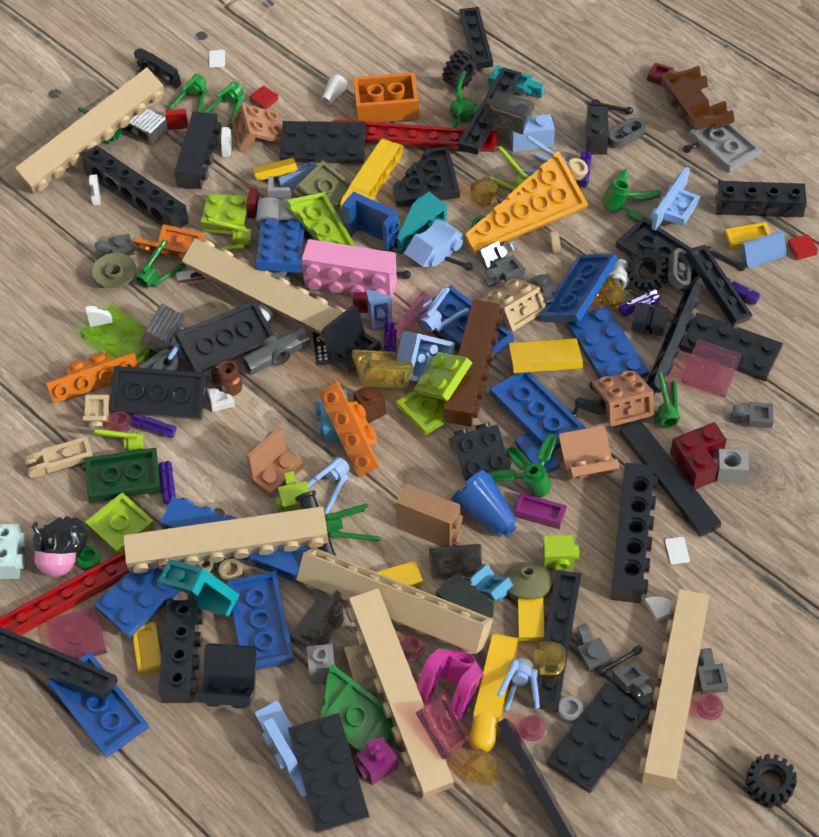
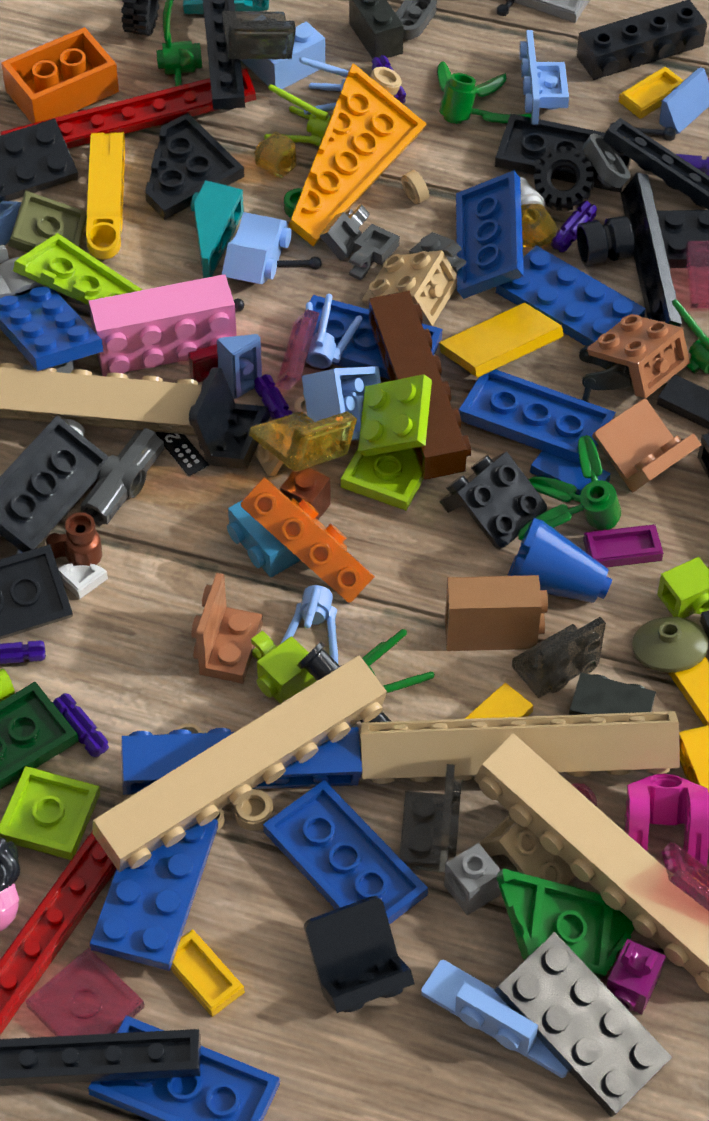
camera: 30 degrees left, 0 degrees up
(88, 558) = (32, 883): green tile -> none
(179, 651) = (259, 954): black brick -> none
(209, 591) = (248, 843): teal panel -> none
(371, 218) = (152, 244): blue panel -> none
(488, 583) = (636, 668): dark azure bracket -> none

